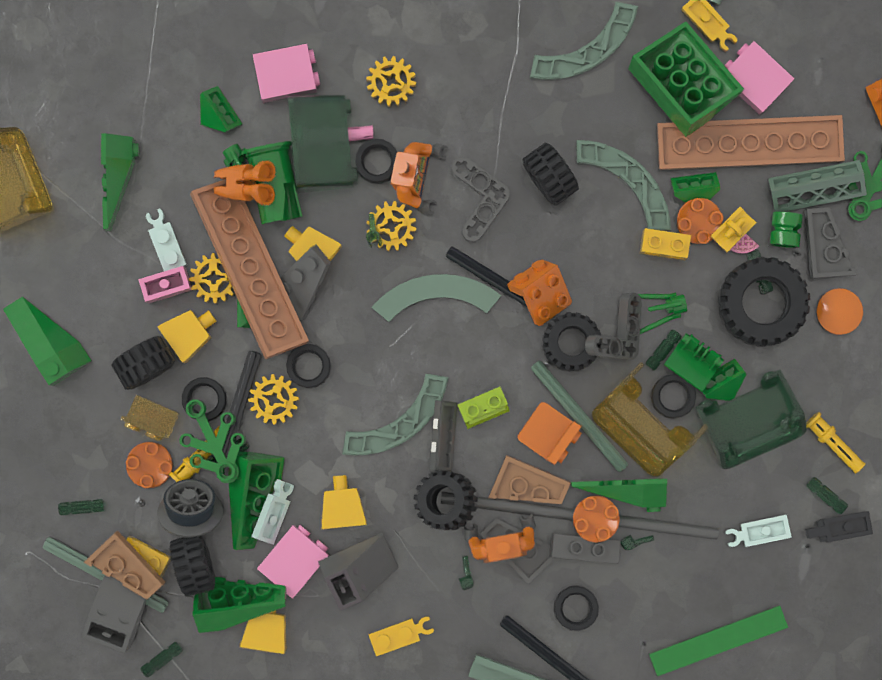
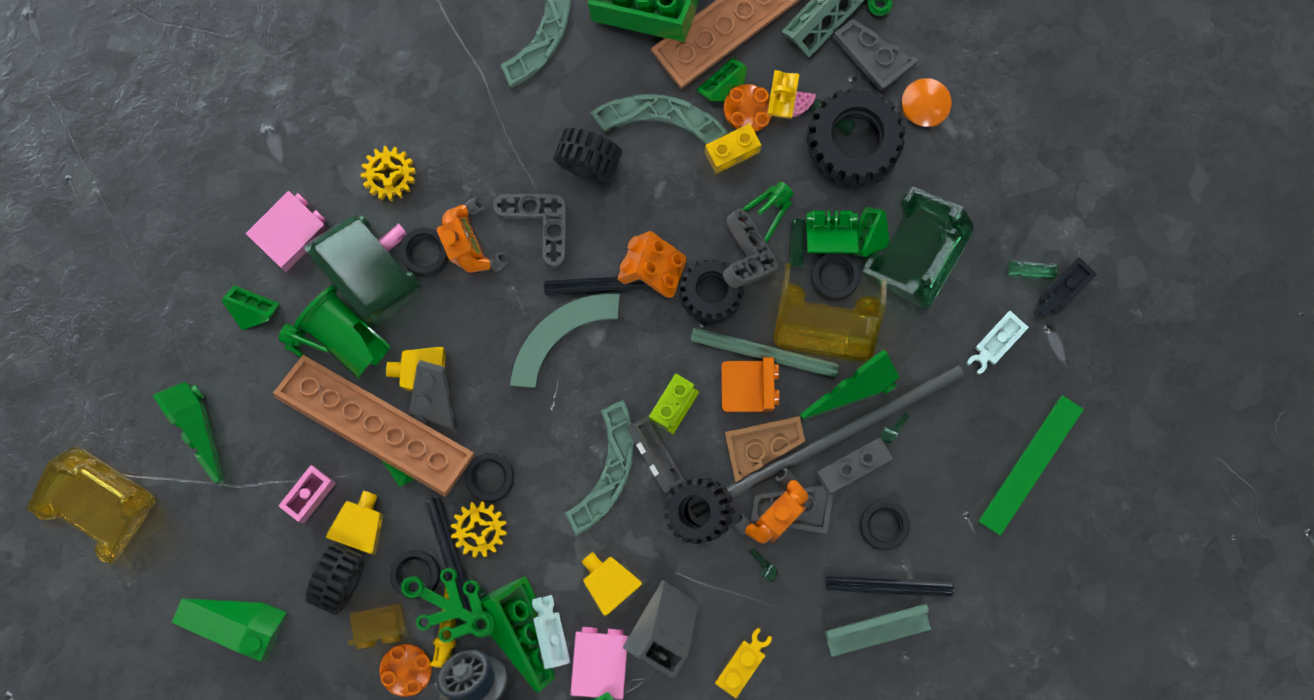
camera: 40 degrees left, 5 degrees down
(165, 243) = (281, 457): light aqua plate -> none
(202, 279) = (339, 464): yellow gear -> none
(242, 182) = (314, 352): orange piece -> none
(373, 234) = (466, 317): clear green hand -> none
(402, 223) = (469, 308): yellow gear -> none
(596, 519) = (845, 432): orange dish -> none
(786, 229) = (828, 61): green wheel -> none
(828, 432) = (993, 213): yellow pin -> none

